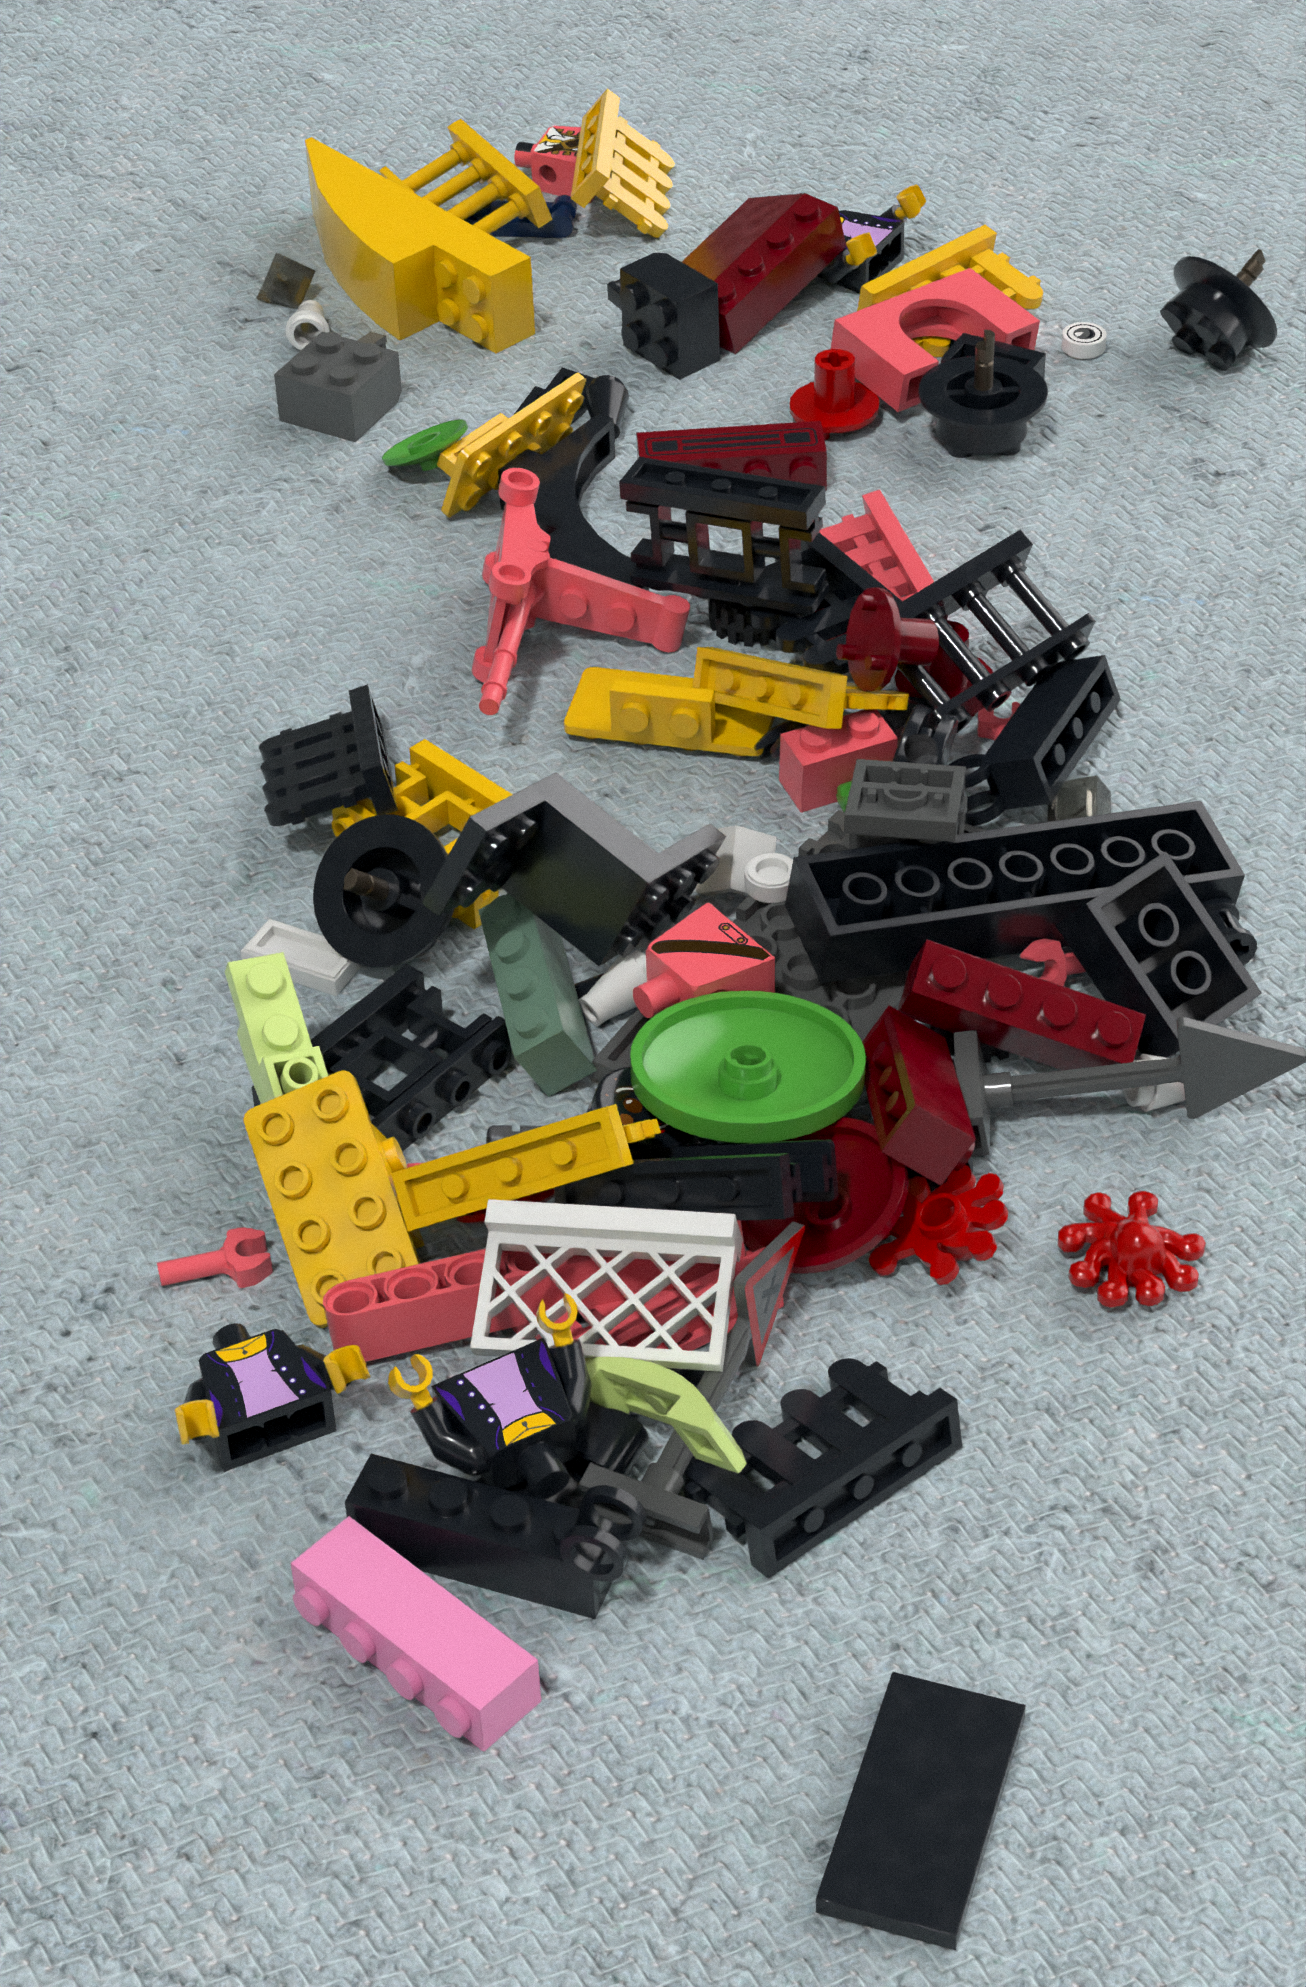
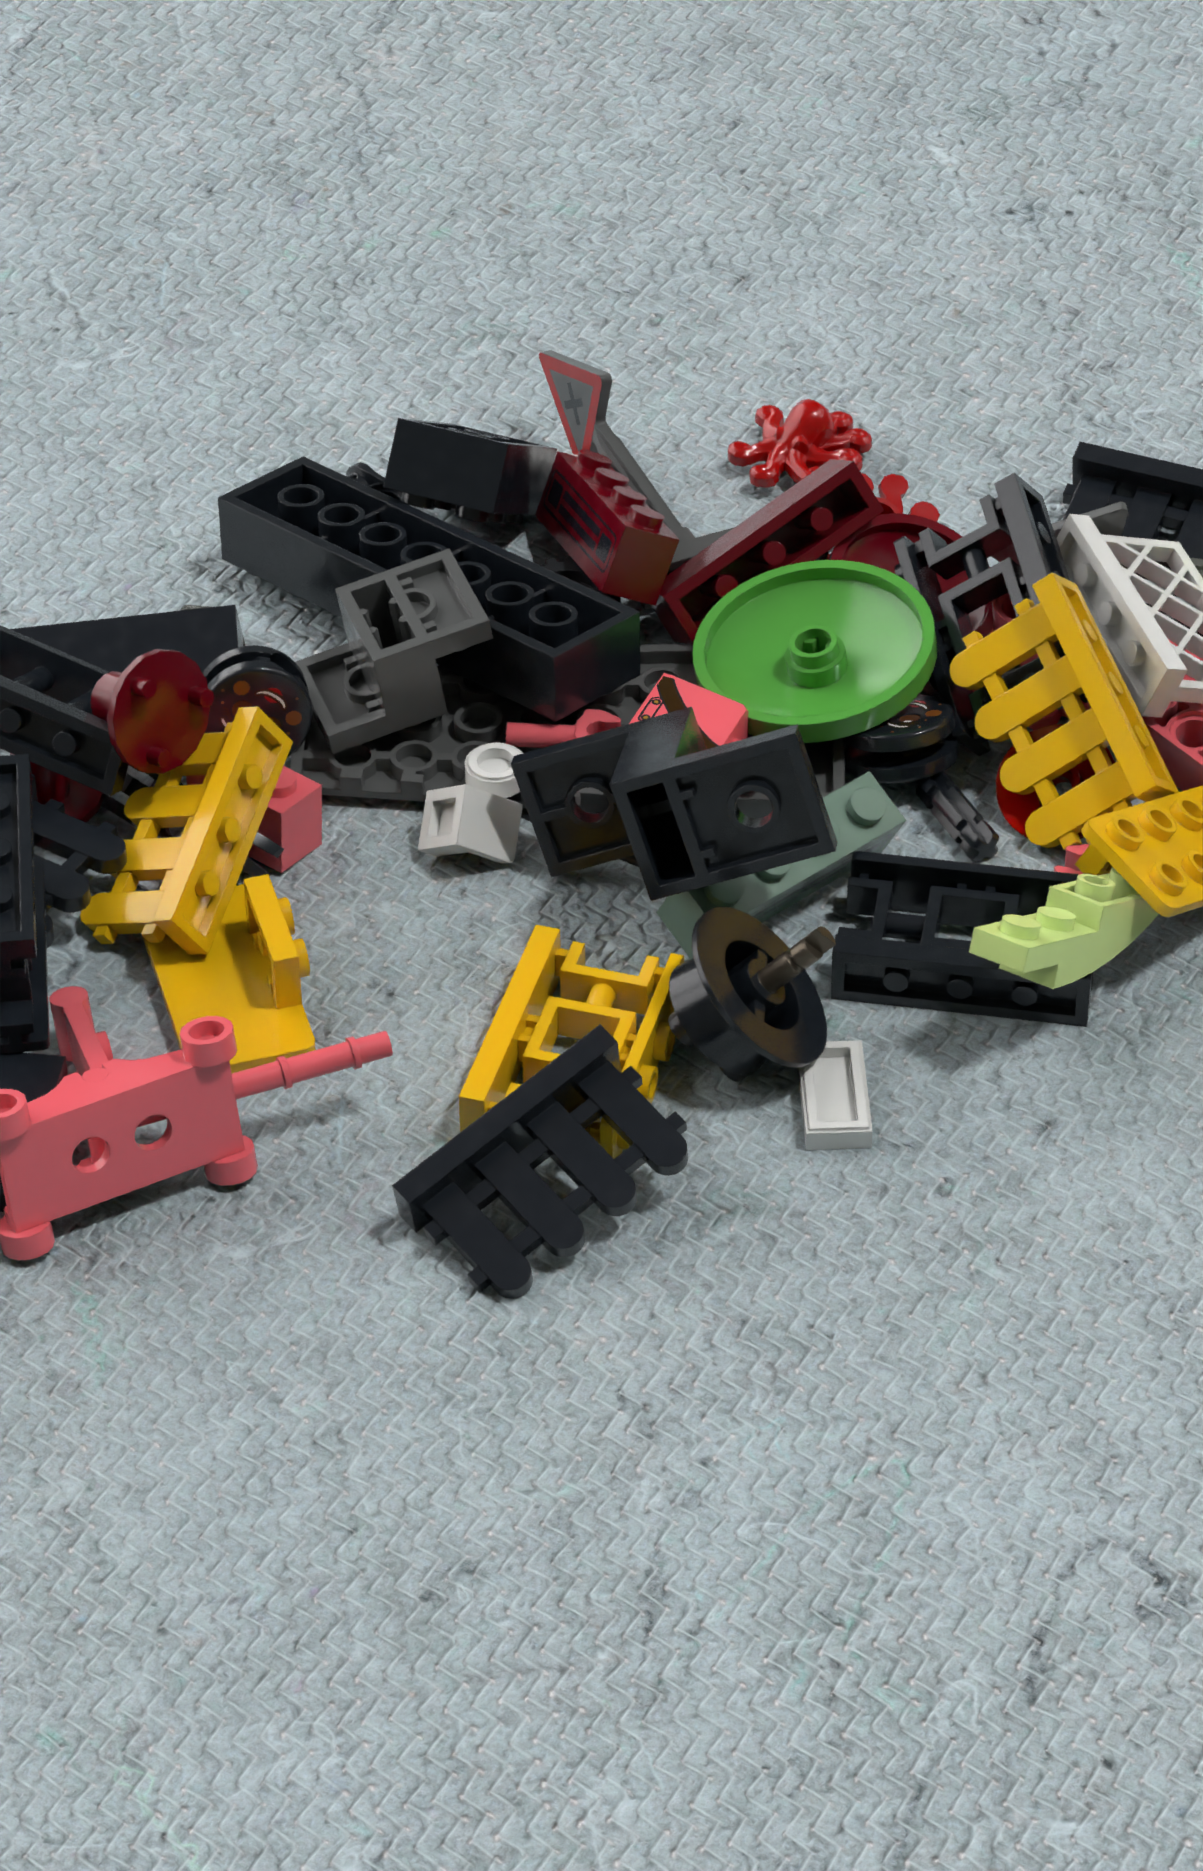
camera: 120 degrees left, 0 degrees up
(777, 934) = (544, 735): none -> coral bar

